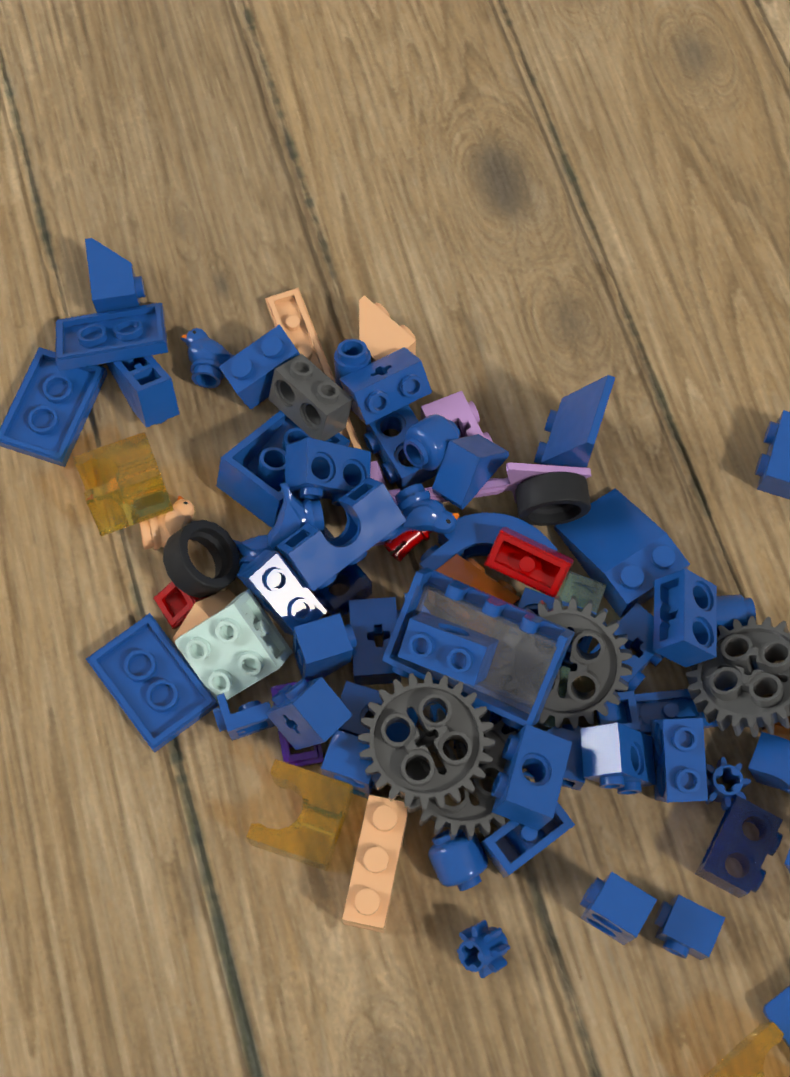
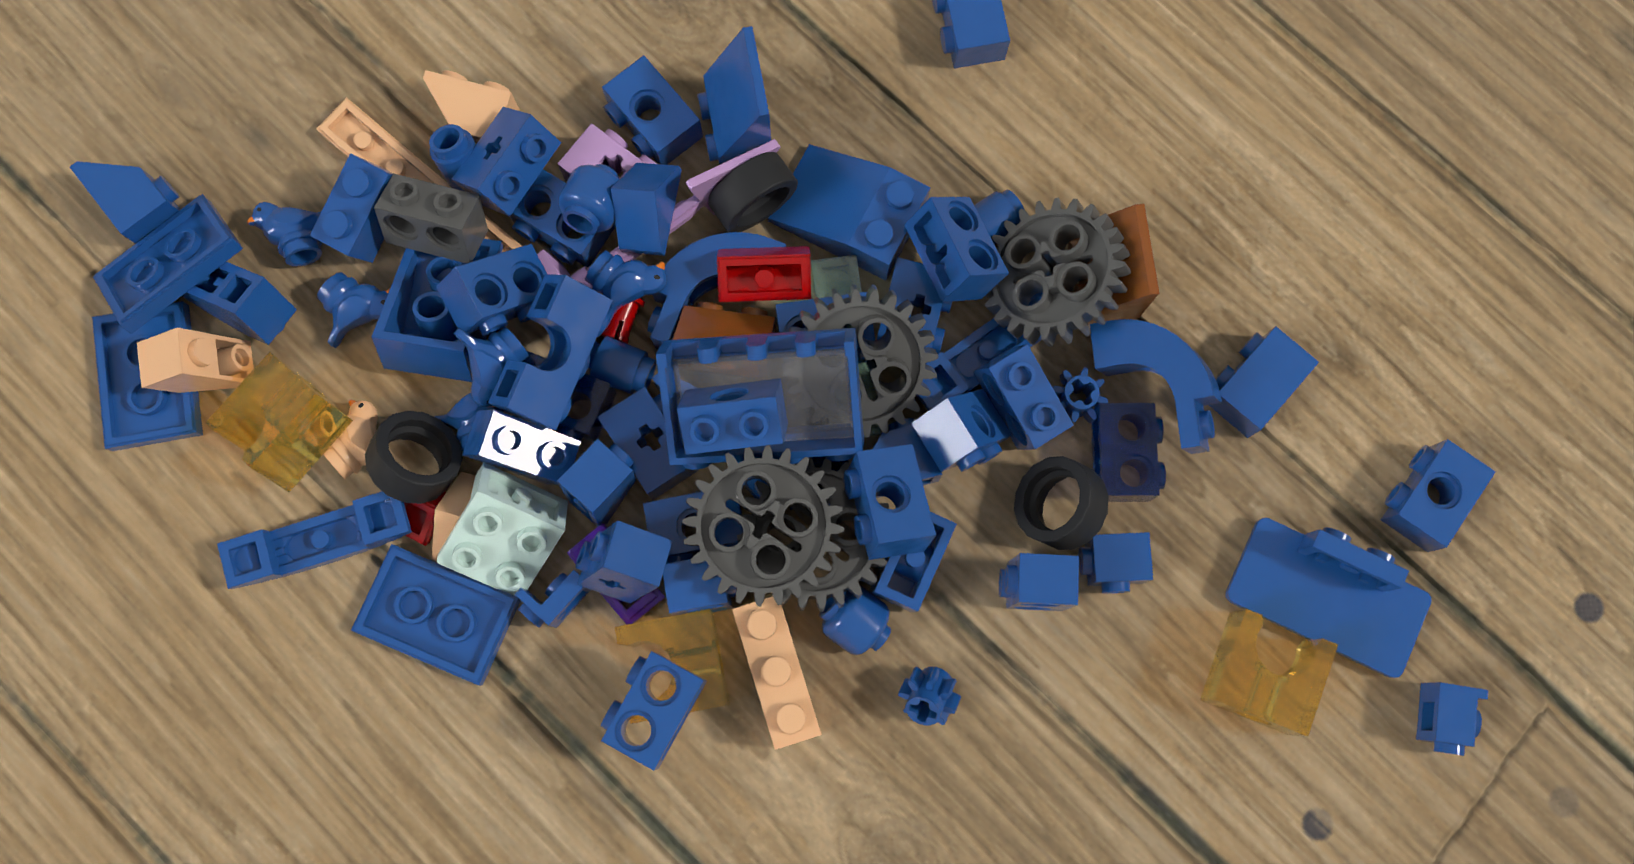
camera: 30 degrees left, 10 degrees up
(89, 411) = (193, 361): none -> light nougat slope
(98, 582) = (314, 541): none -> blue slope
(219, 429) = (349, 304): none -> blue animal
(275, 843) = (664, 716): none -> blue brick
(387, 573) = (621, 365): none -> blue brick
(512, 386) = (643, 89): none -> blue brick
(680, 877) = (1089, 513): none -> black tyre

